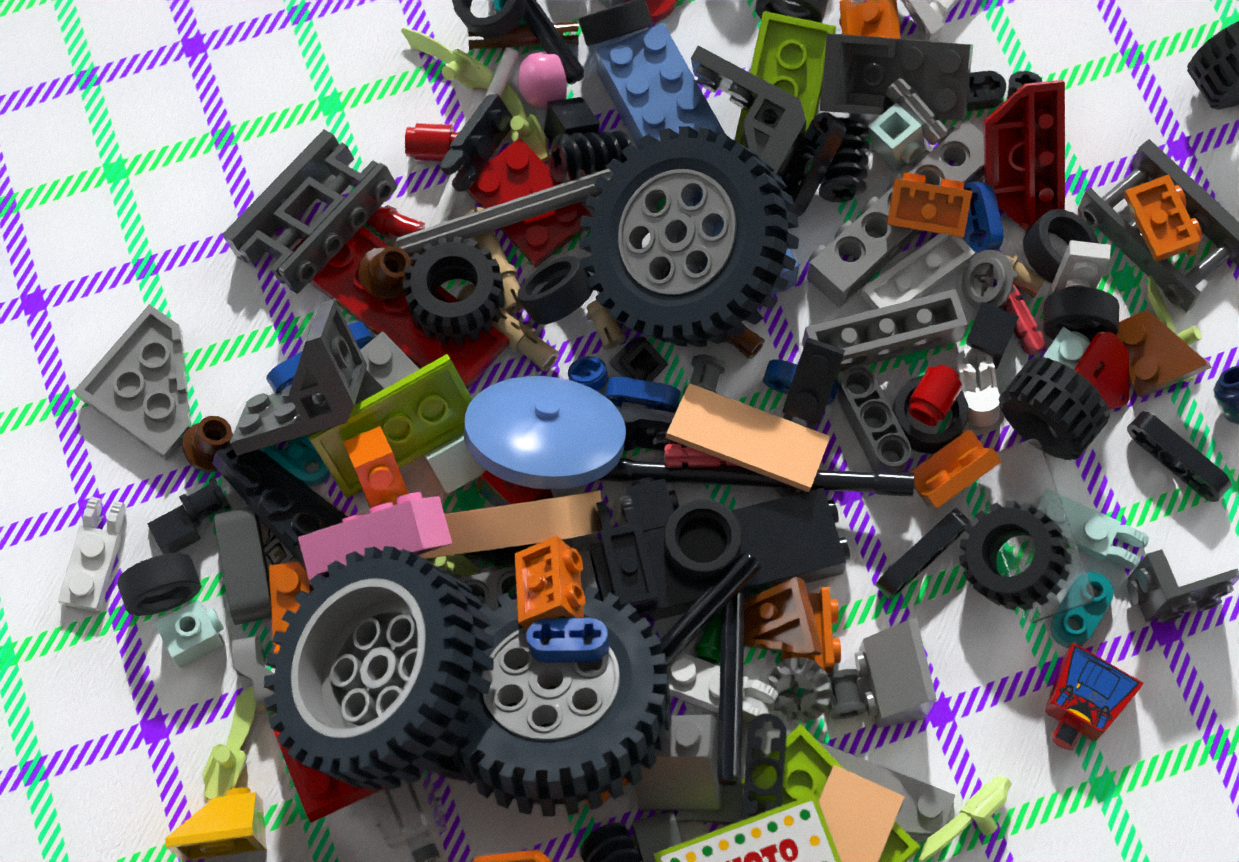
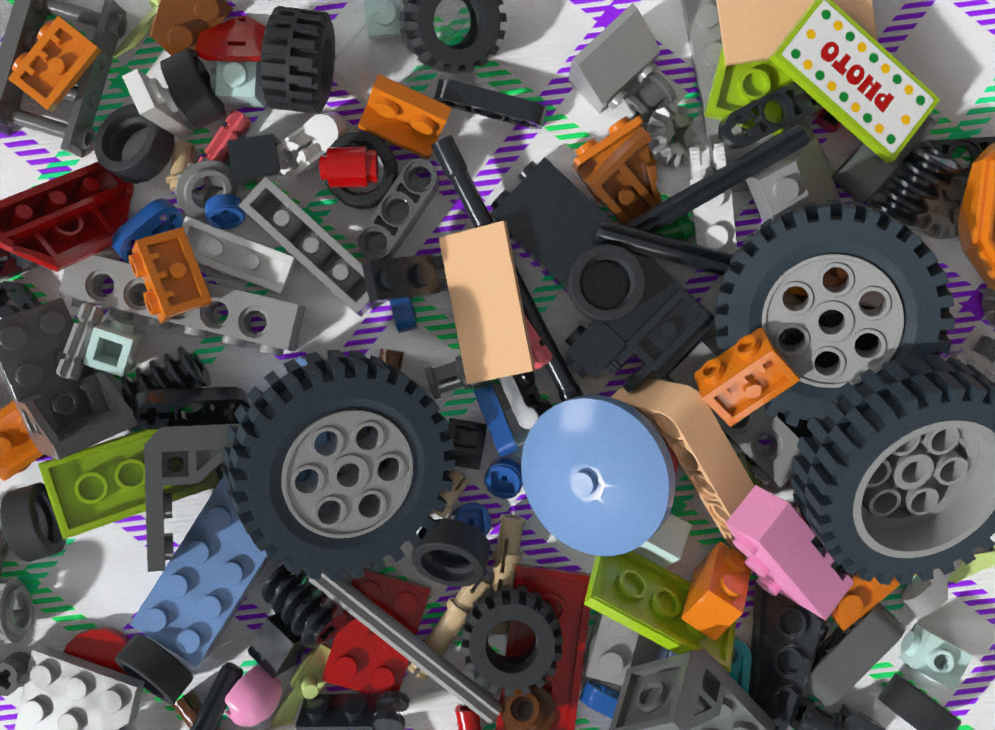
camera: 120 degrees left, 20 degrees up
(567, 640) = (798, 323): blue beam -> none
(570, 329) = (475, 515): none -> blue tile
(962, 279) = (223, 211): none -> blue tile

